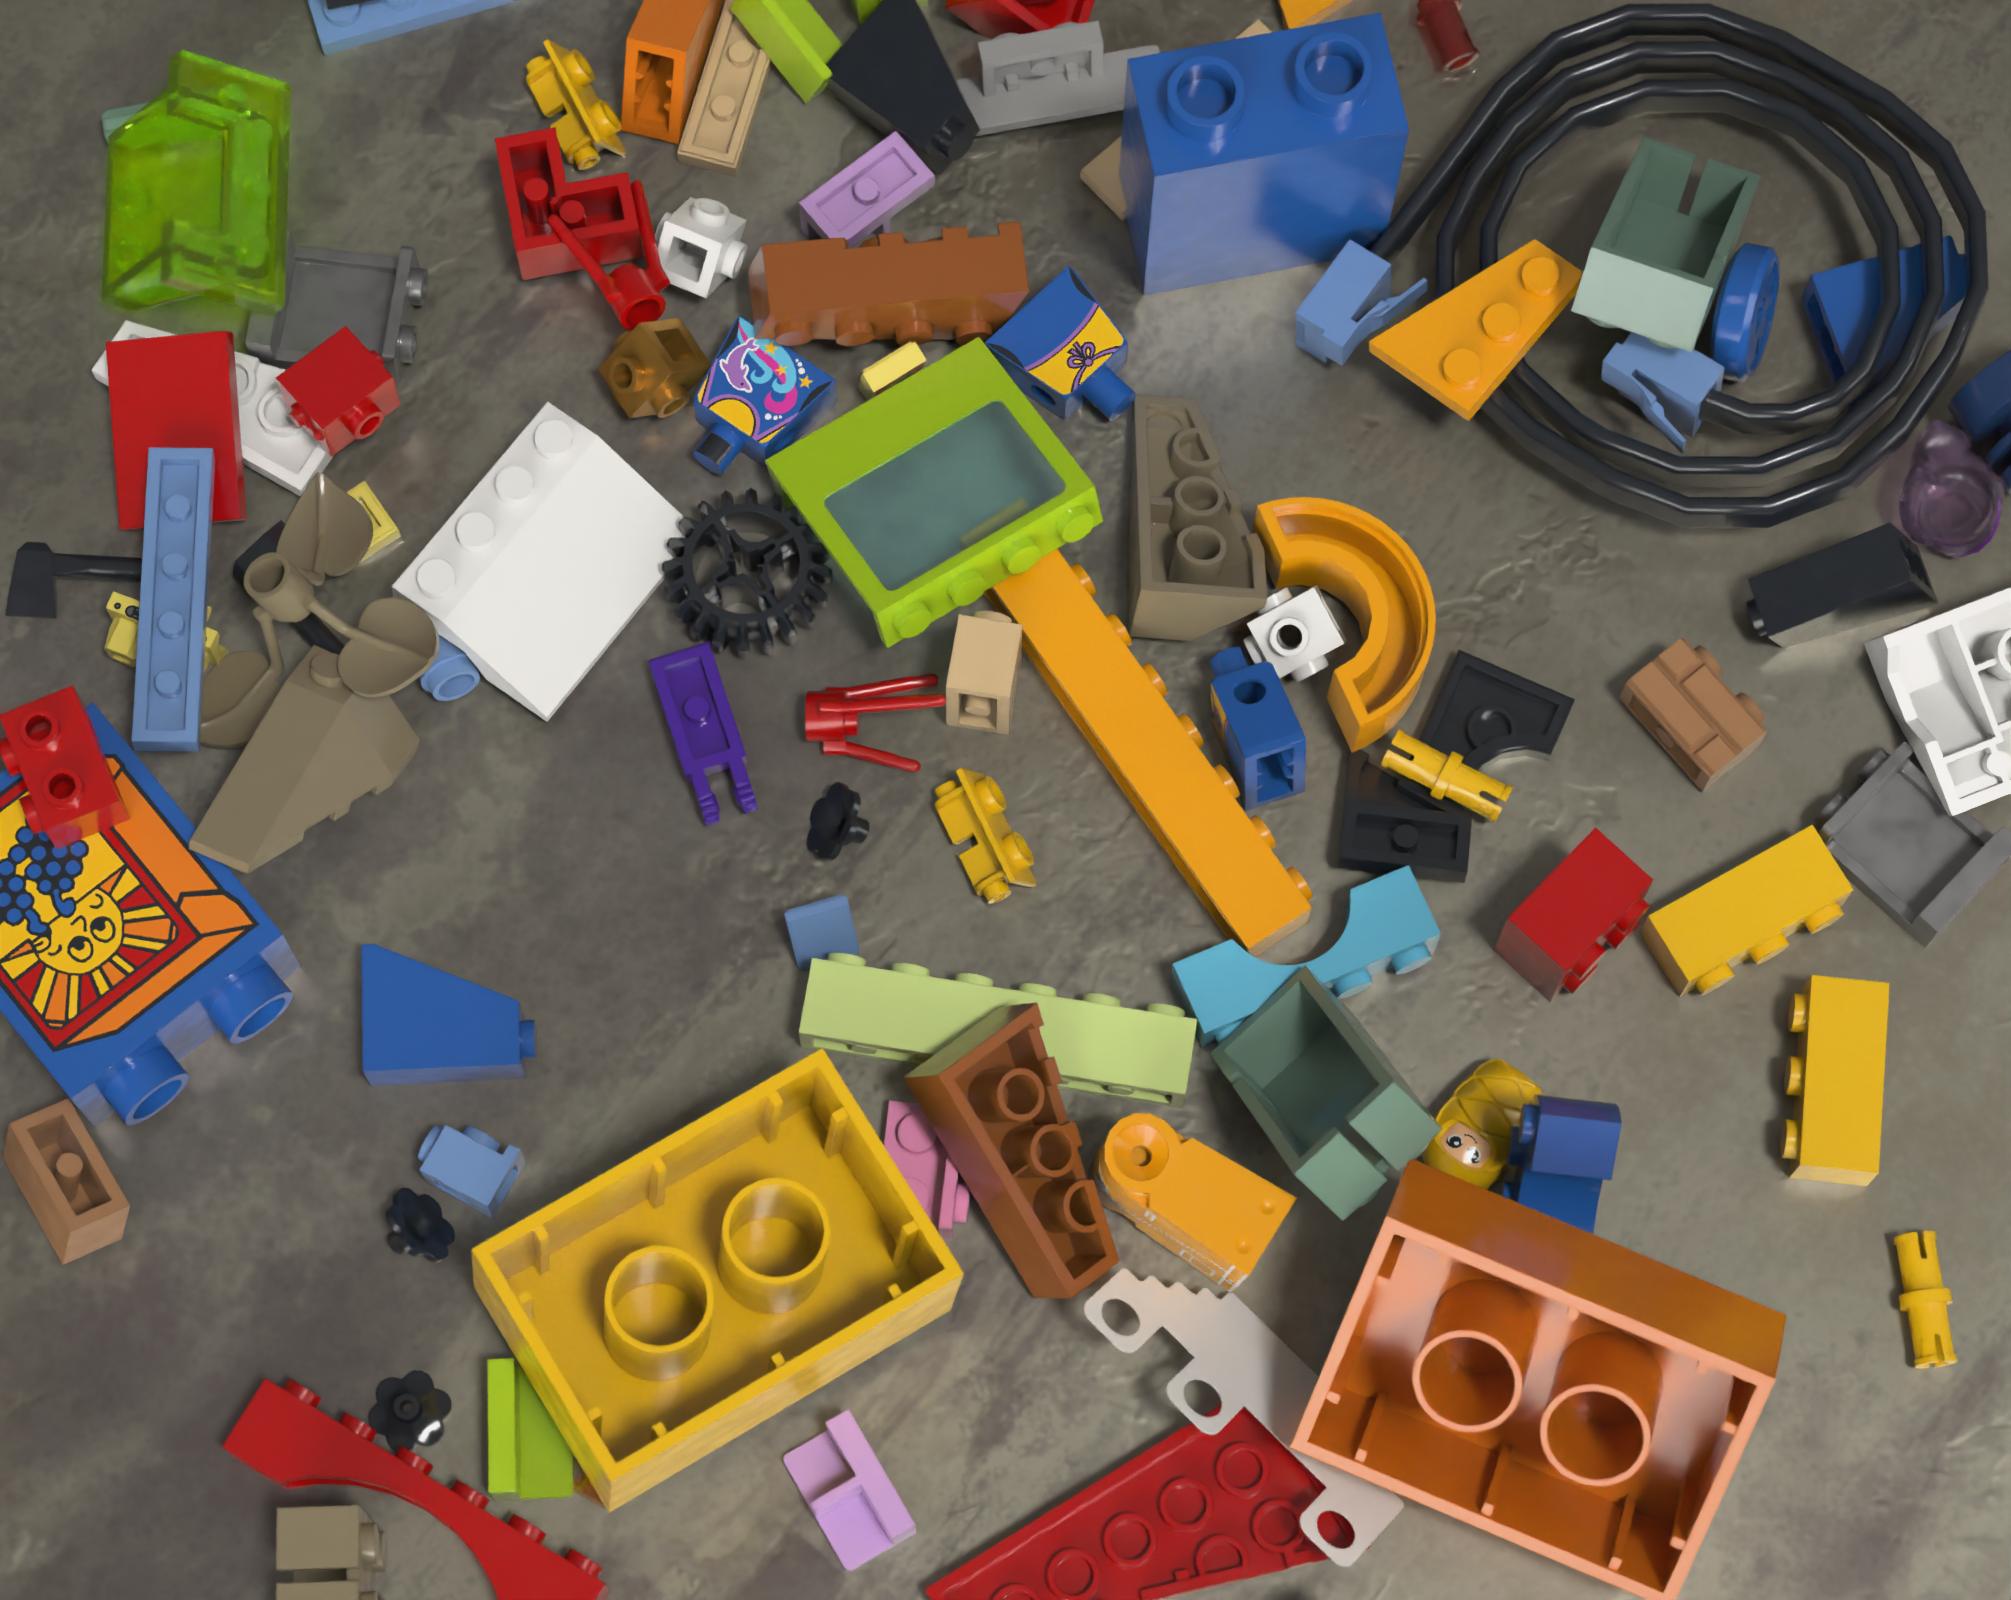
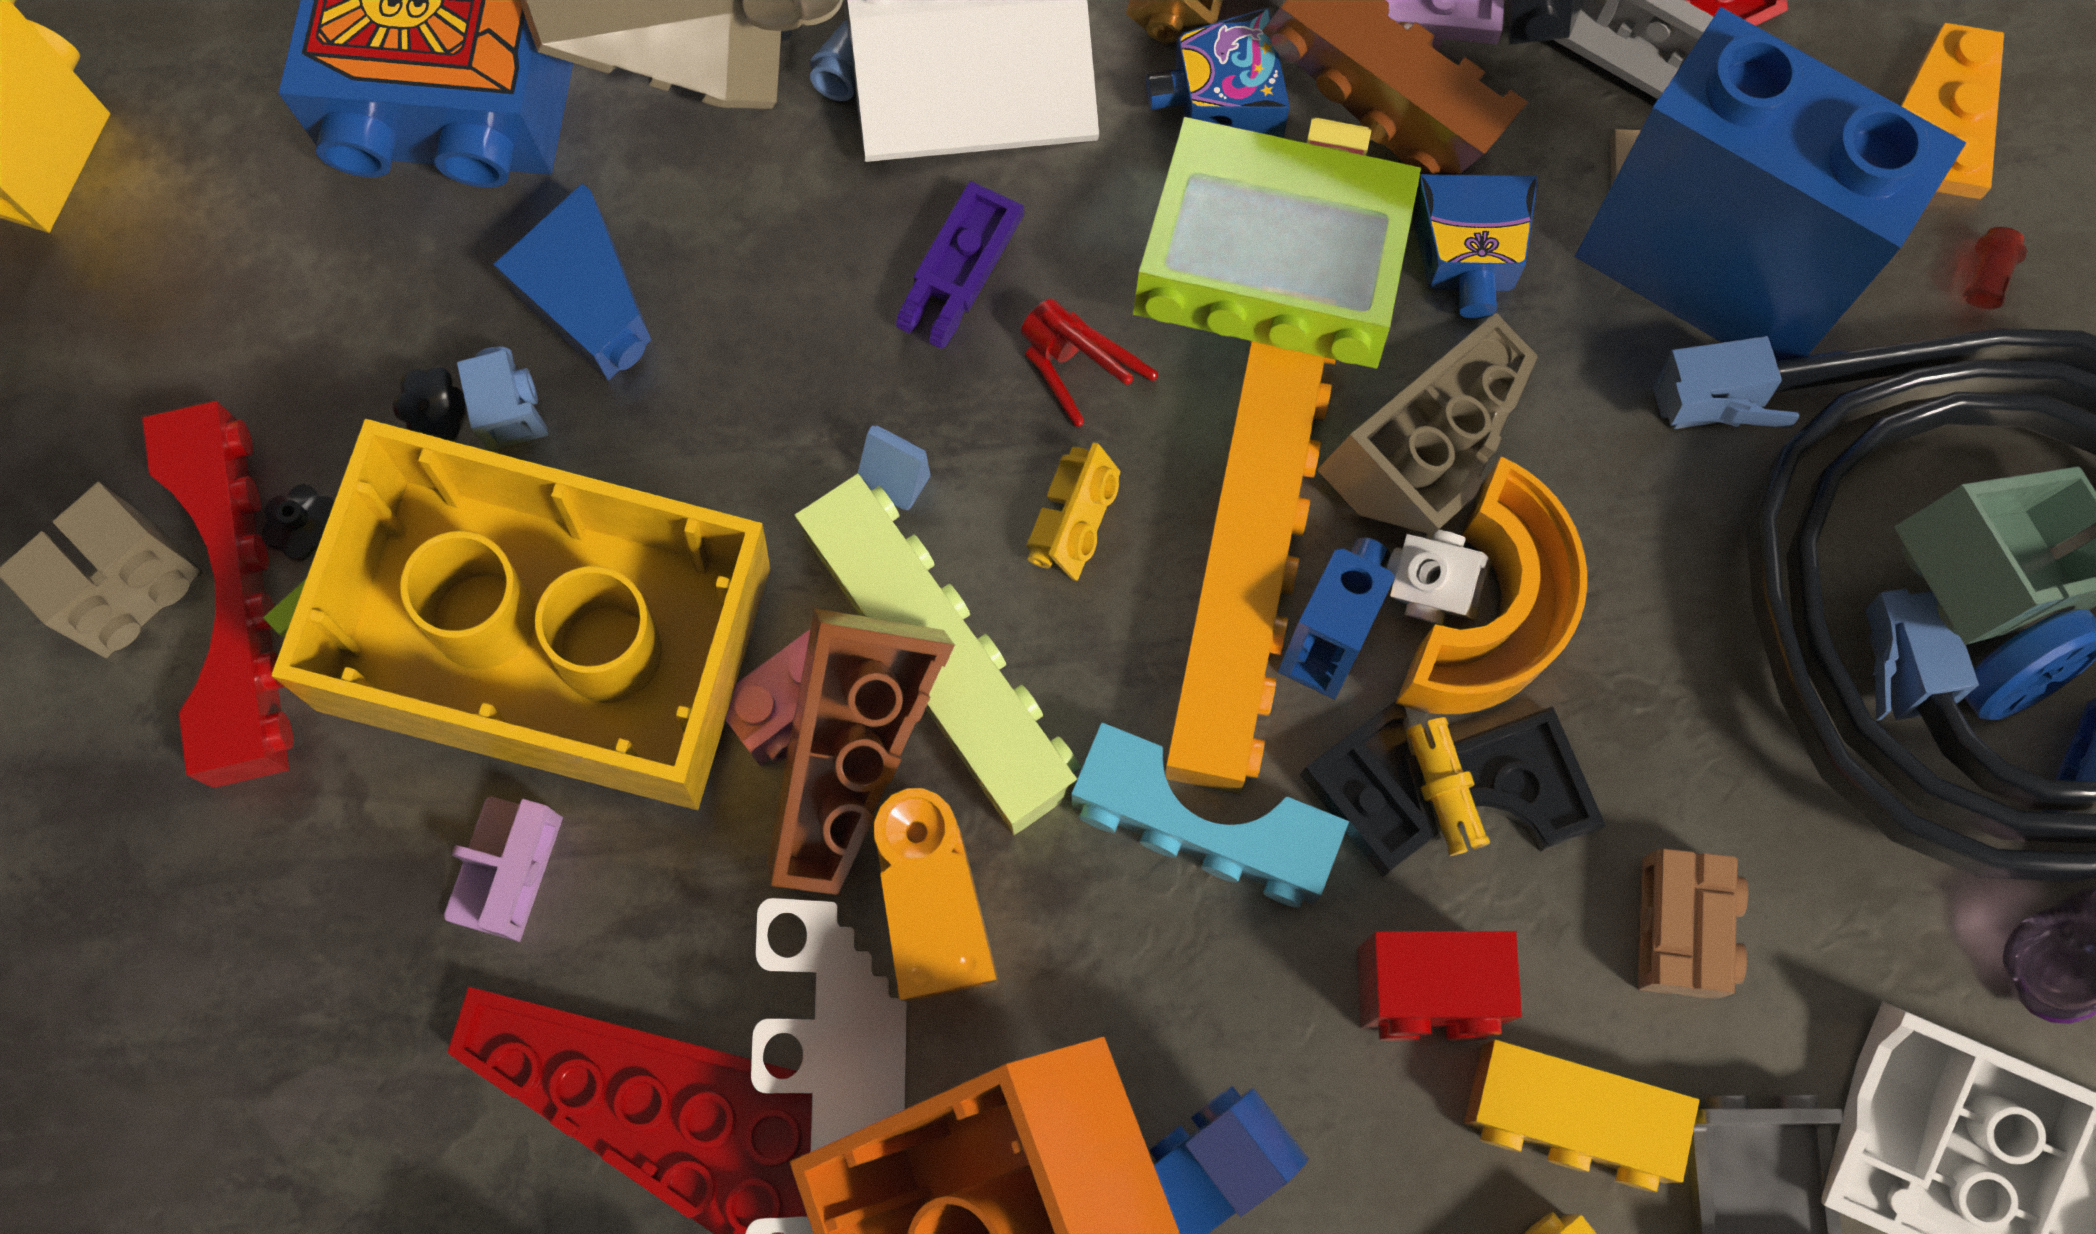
camera: 50 degrees right, 0 degrees up
(65, 1181) = (247, 159): medium nougat brick -> none
(786, 541) = (1069, 165): black gear -> none
(836, 822) = (982, 406): black plant -> none
(984, 672) = (1182, 392): tan brick -> none
(1325, 1093) = (1094, 927): sand green piece -> none
(1479, 1122) = (1200, 1059): yellow piece -> none
(1481, 328) = (1806, 485): light orange wing -> none
(1841, 588) = (1907, 943): black slope -> none

